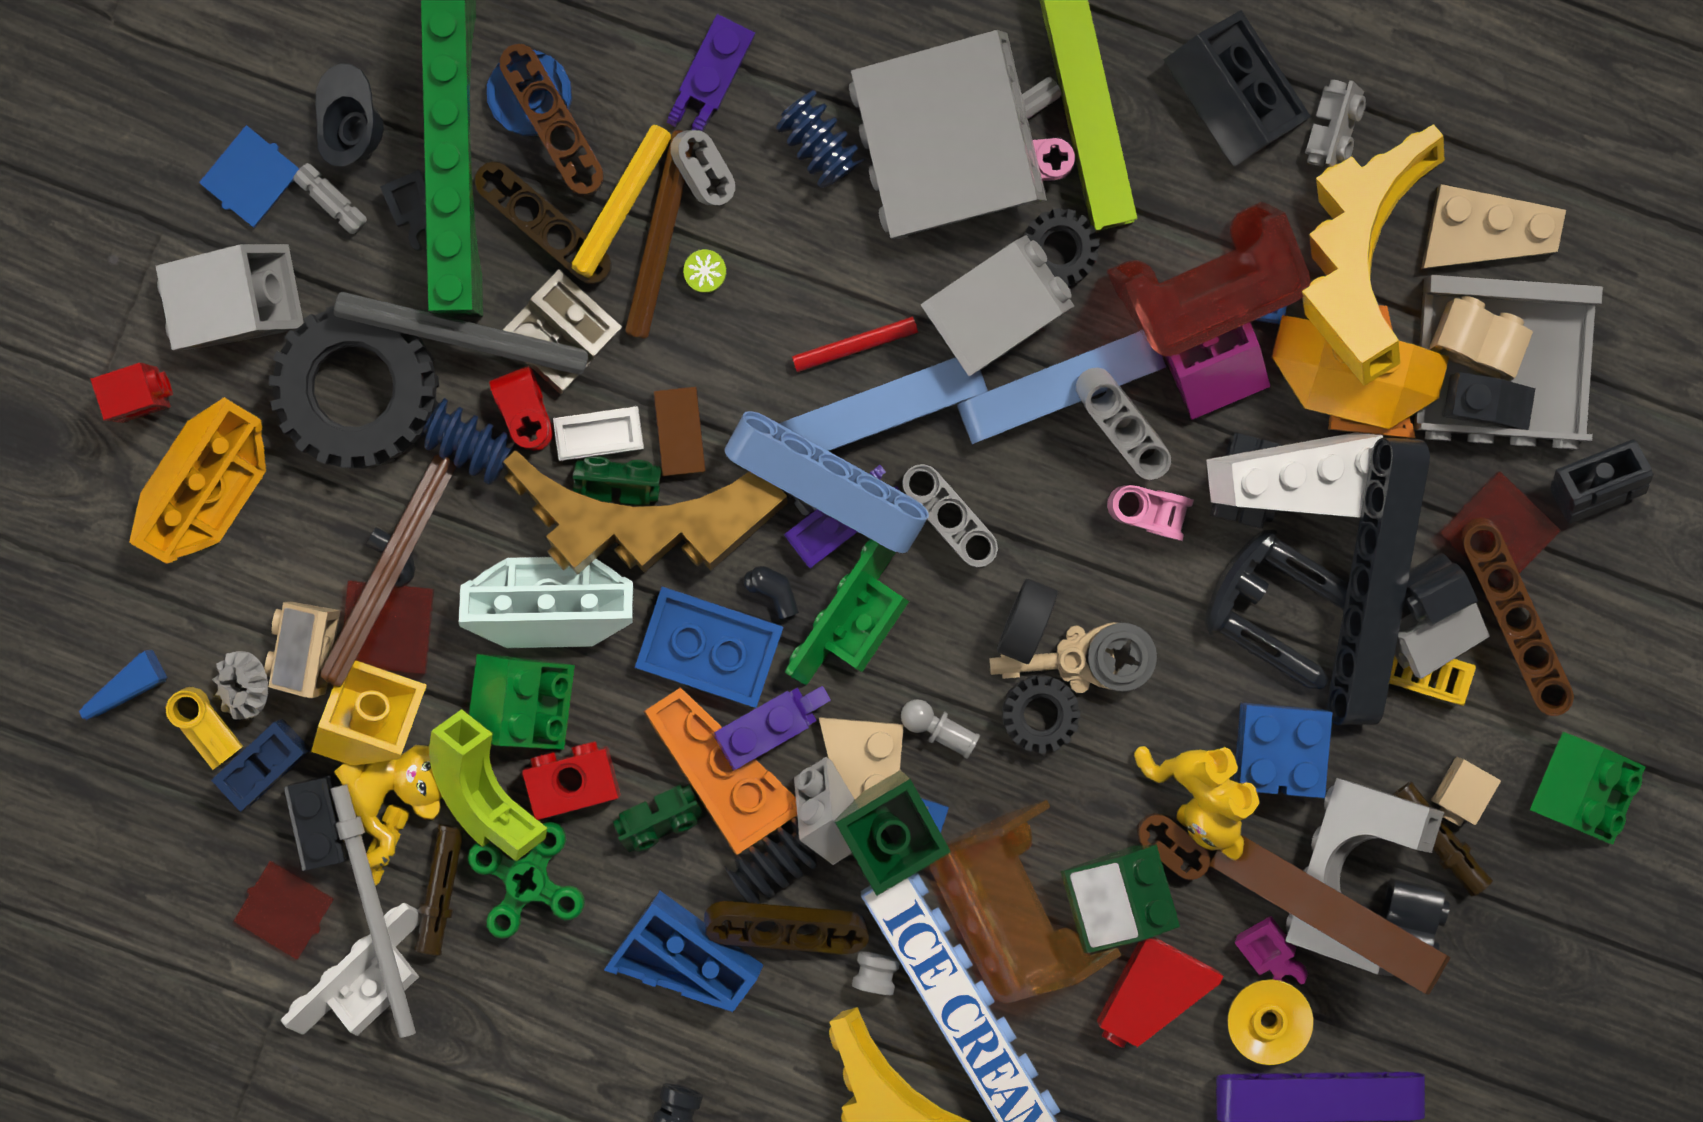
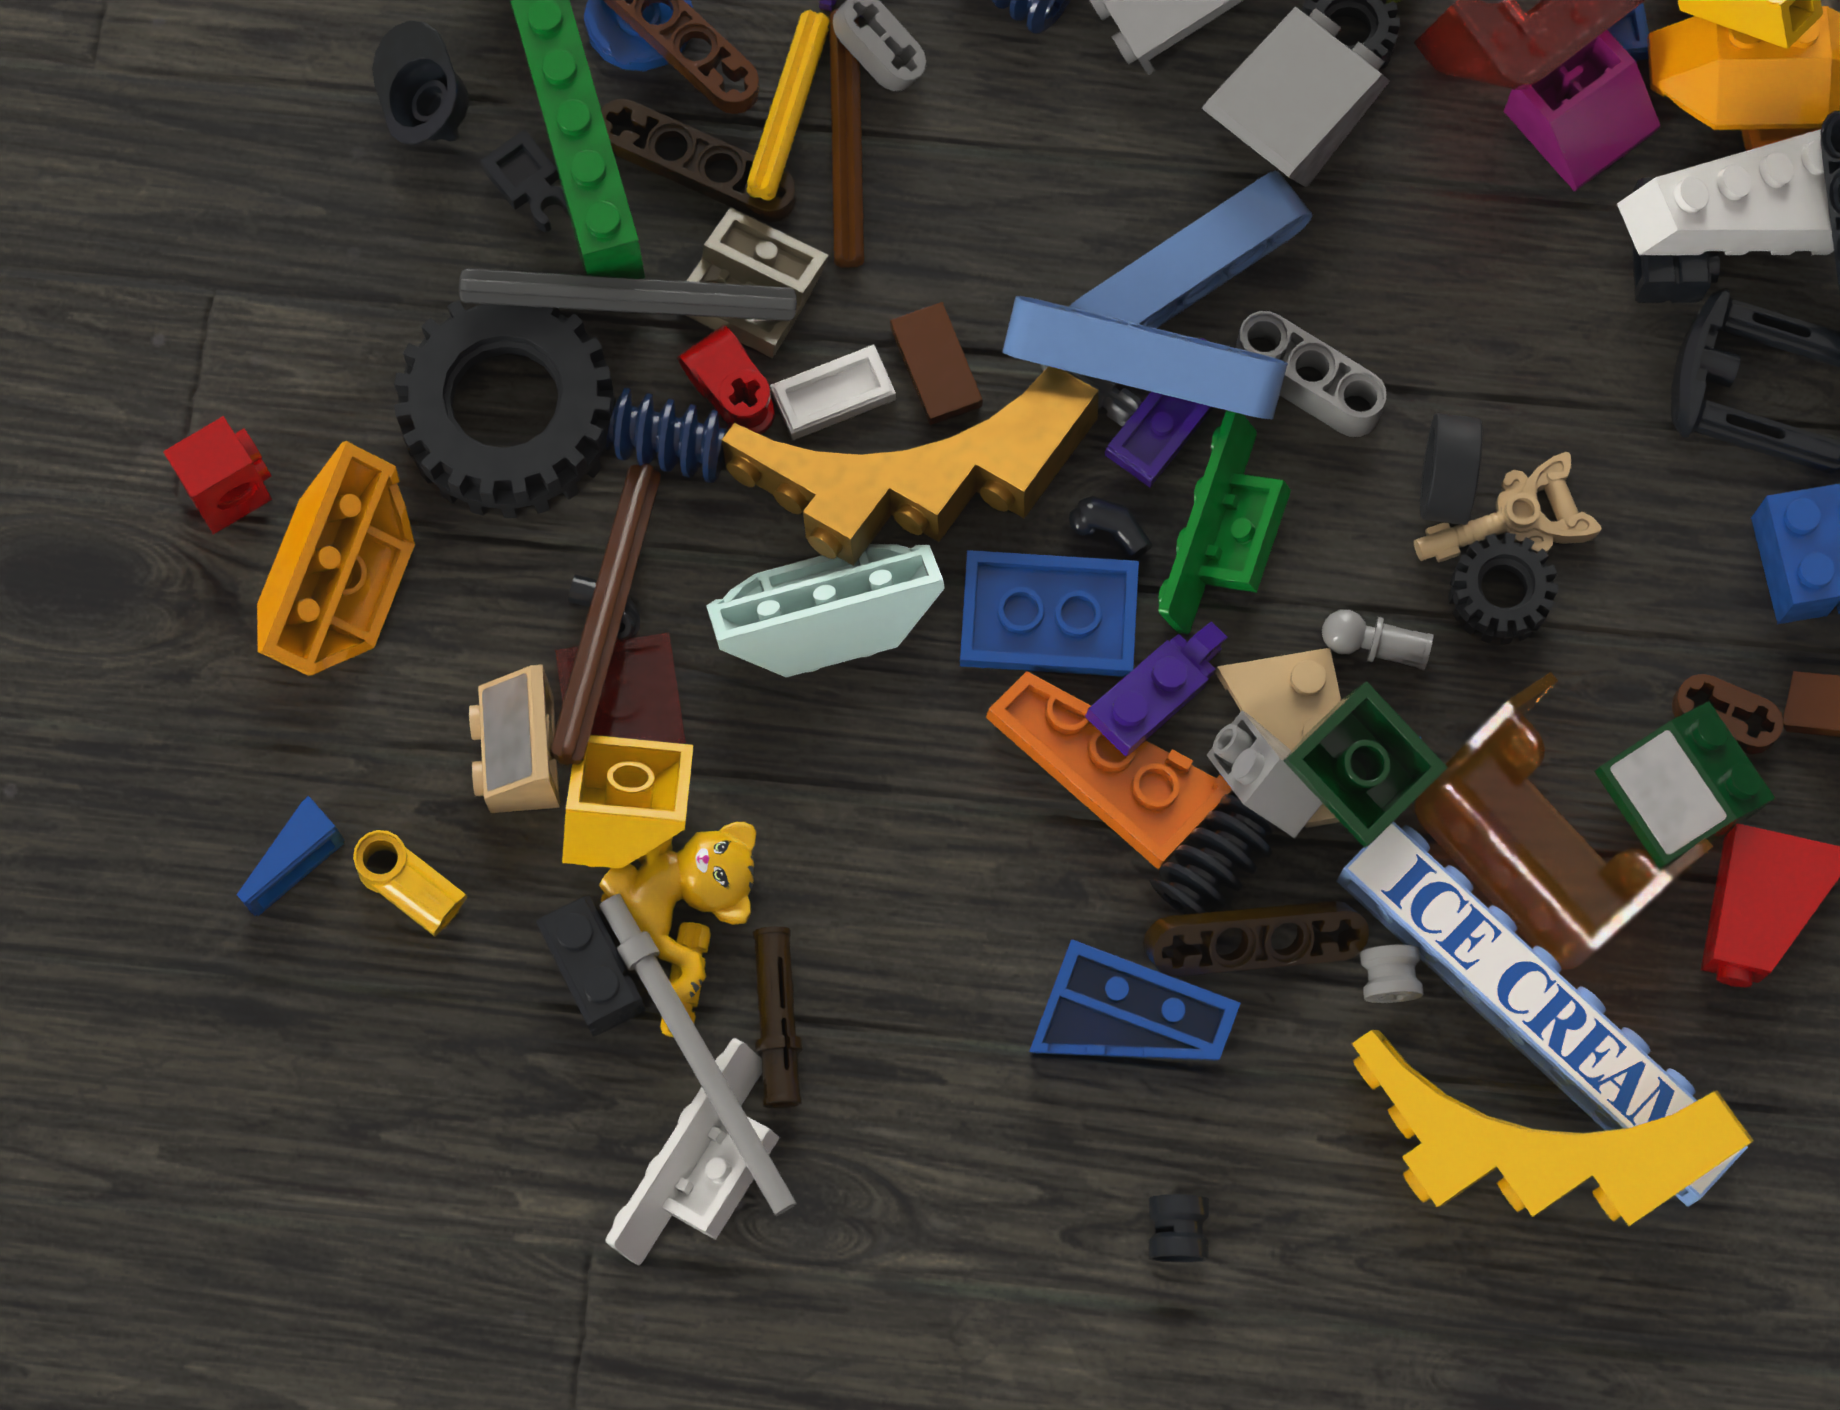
camera: 20 degrees left, 15 degrees down
(229, 295) = (315, 334): light grey slope -> none
(250, 176) = (311, 198): blue piece -> none
(251, 675) = (461, 831): light grey gear -> none
(261, 765) = (498, 905): dark blue brick -> none
(284, 910) = (572, 1103): clear red piece -> none
(330, 198) = (419, 196): light grey axle -> none
(467, 783) = (785, 864): lime arch -> none
(522, 700) = (820, 742): green slope -> none
(545, 891) = (863, 966): green gear -> none
(551, 798) = (900, 857): red brick -> none
(598, 476) = (895, 433): dark green hinge -> none
(642, 829) = (1066, 835): dark green hinge -> none
(705, 271) = (914, 167): lime tile -> none
(855, 344) = (1127, 207): red bar -> none
(1055, 387) = (1400, 187): medium blue beam -> none
(1132, 439) = (1520, 202): light grey beam -> none
(1141, 648) = (1605, 472): dark grey gear -> none
(1157, 511) = (1571, 306): bright pink piece -> none
(1218, 802) = (1768, 651): yellow animal -> none

